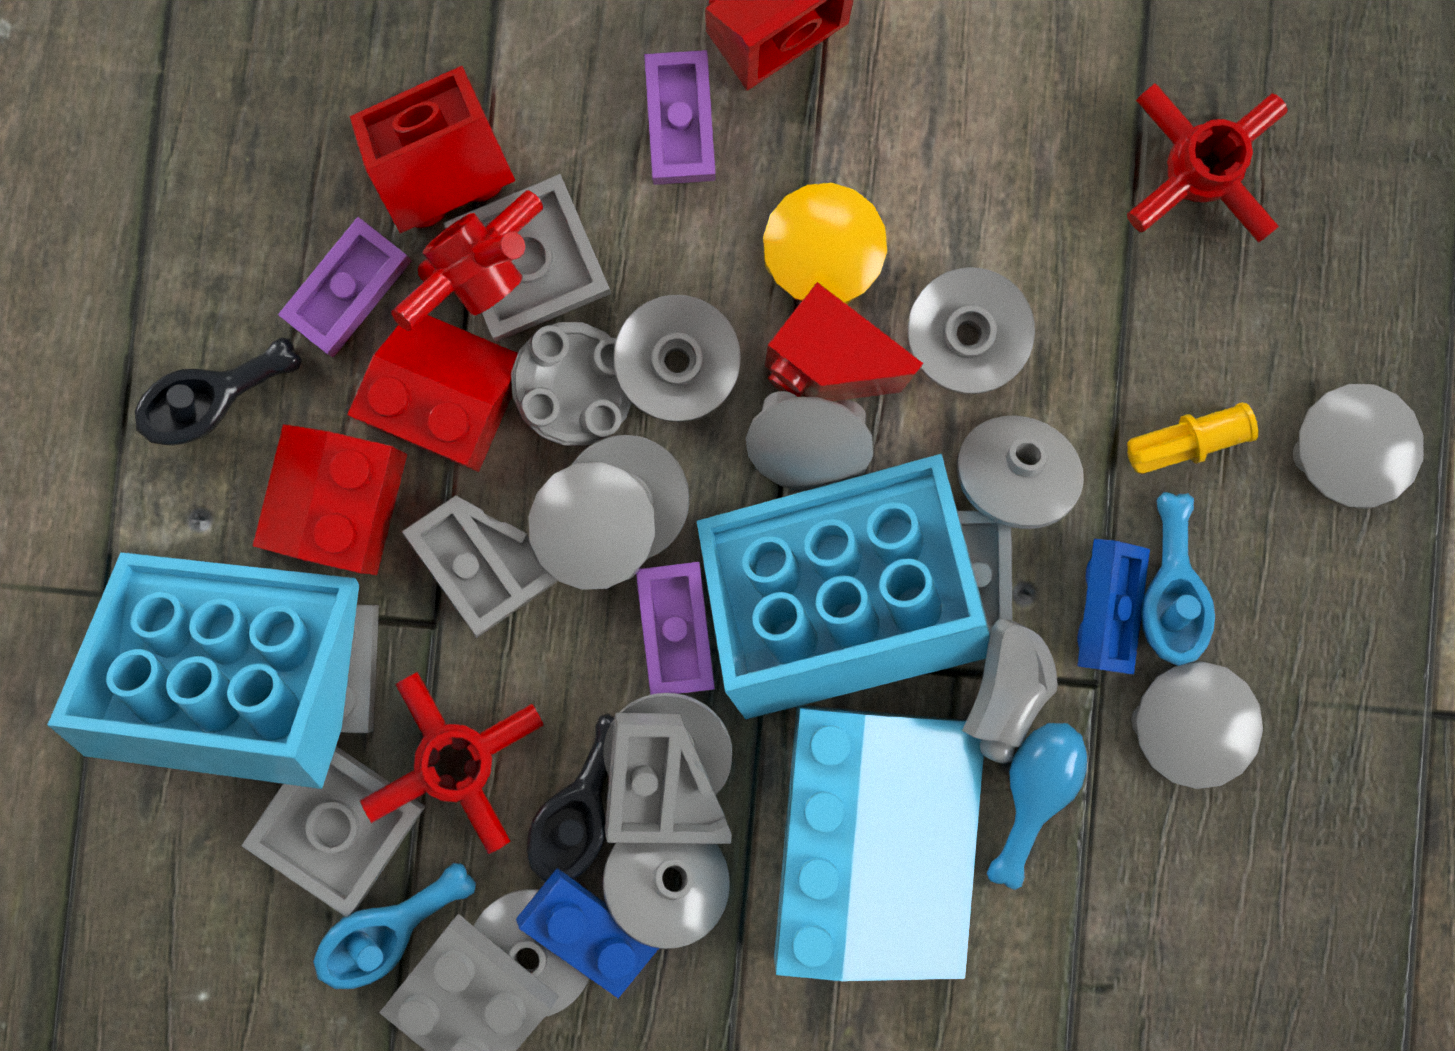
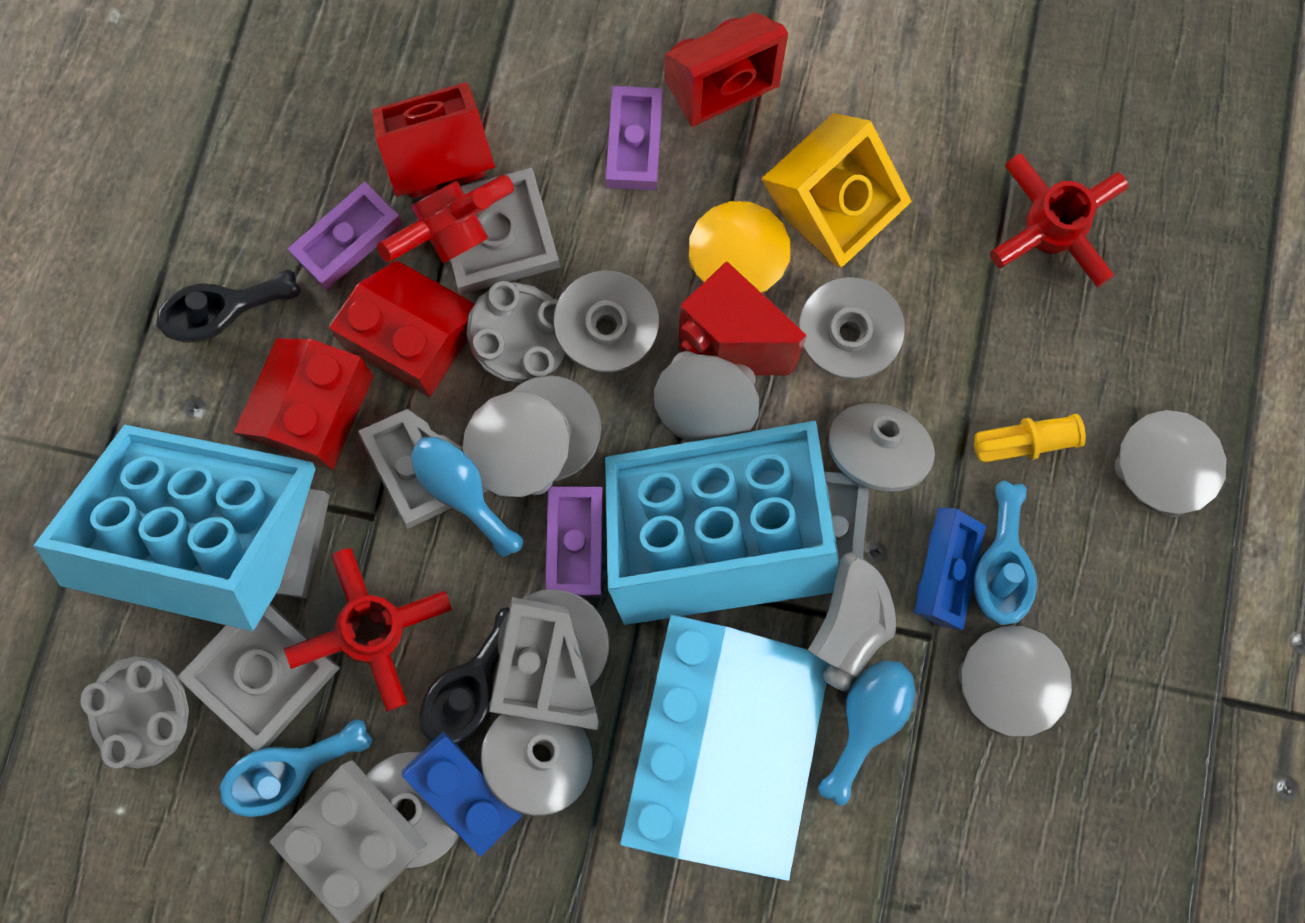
camera: 10 degrees right, 10 degrees down
(201, 889) = (136, 712): none -> light grey dish
(529, 583) = (456, 482): none -> dark azure piece
(936, 152) = (838, 187): none -> yellow slope

